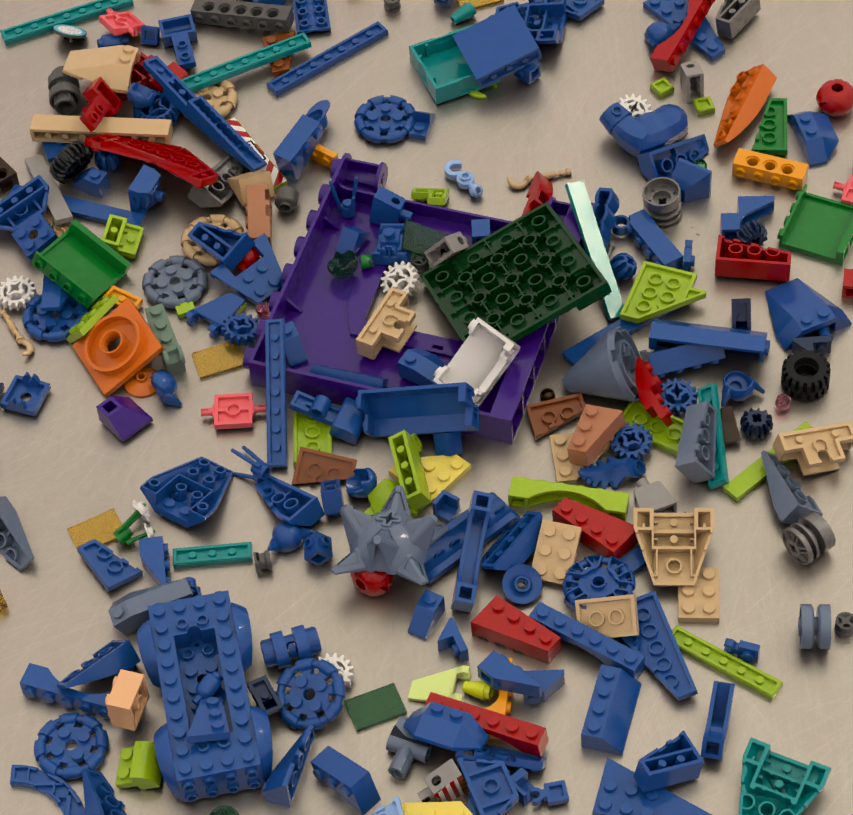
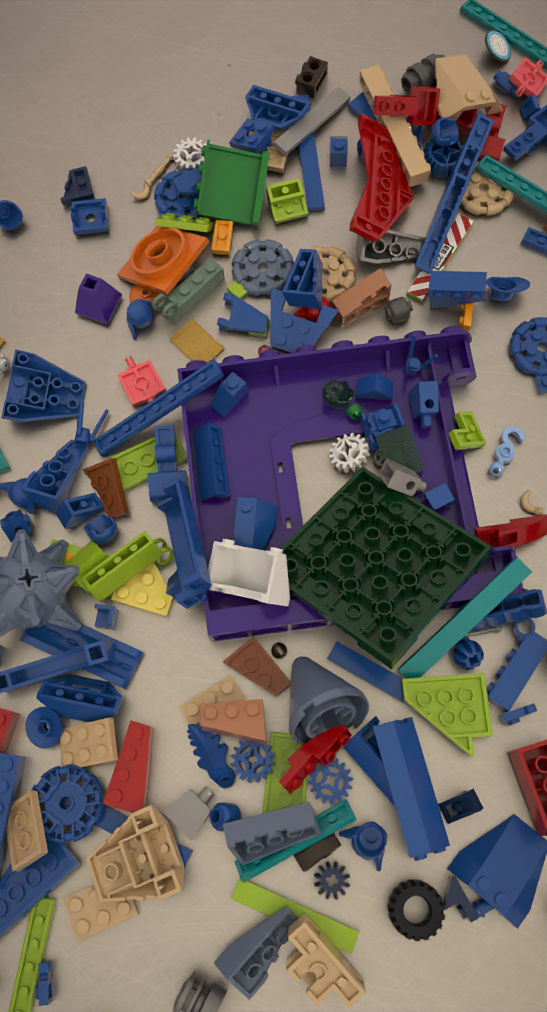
camera: 65 degrees right, 20 degrees up
(71, 161) = (342, 119): black gear -> none
(145, 190) = (343, 191): blue brick -> none
(239, 329) = (239, 342): blue gear -> none
(240, 182) = (400, 273): tan slope -> none
(388, 326) = (283, 467): tan piece -> none
(529, 493) = (168, 772): lime arch -> none
(669, 475) = (224, 813): none -> blue head
(780, 399) = (370, 900): clear pink hinge -> none

